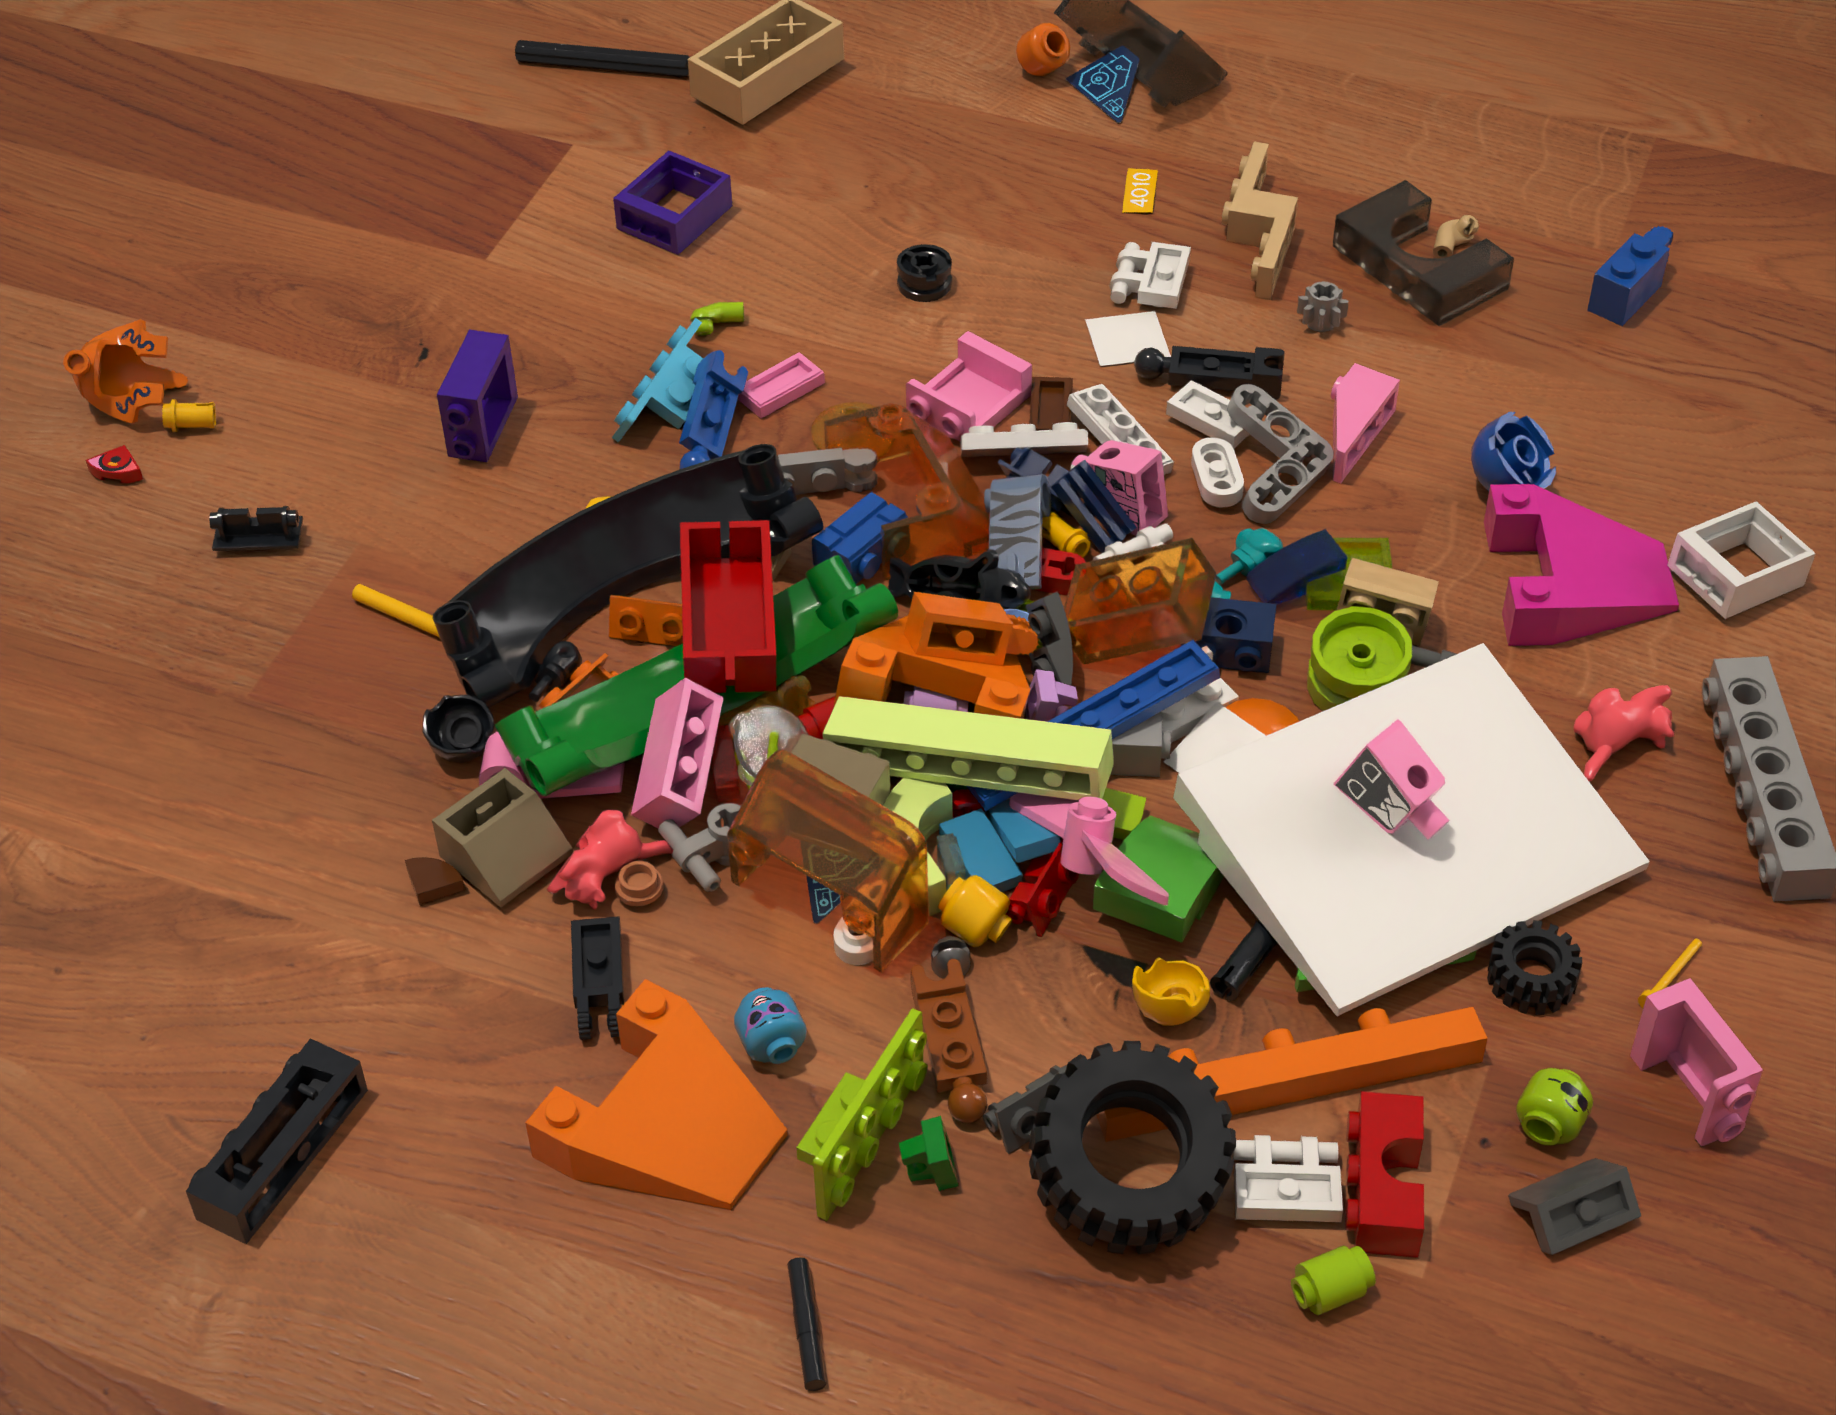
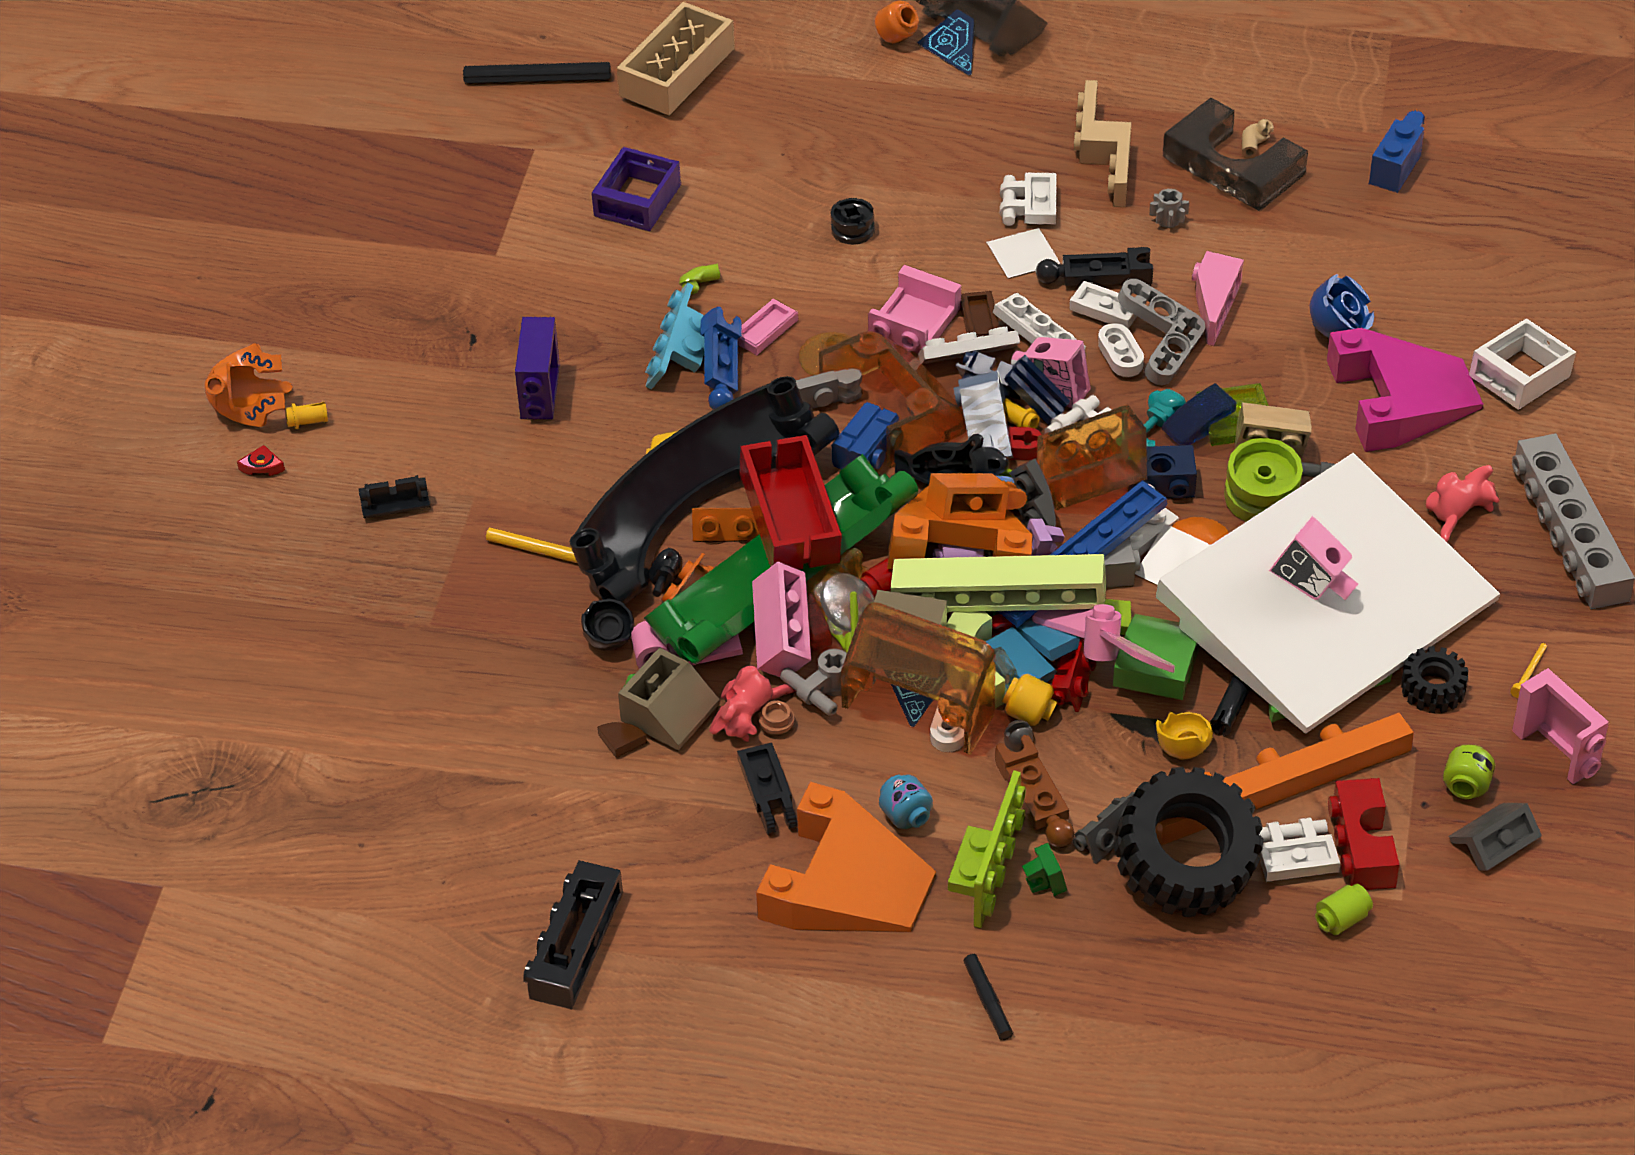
camera: 10 degrees left, 0 degrees up
(1139, 191) = (1001, 130): yellow sticker -> none

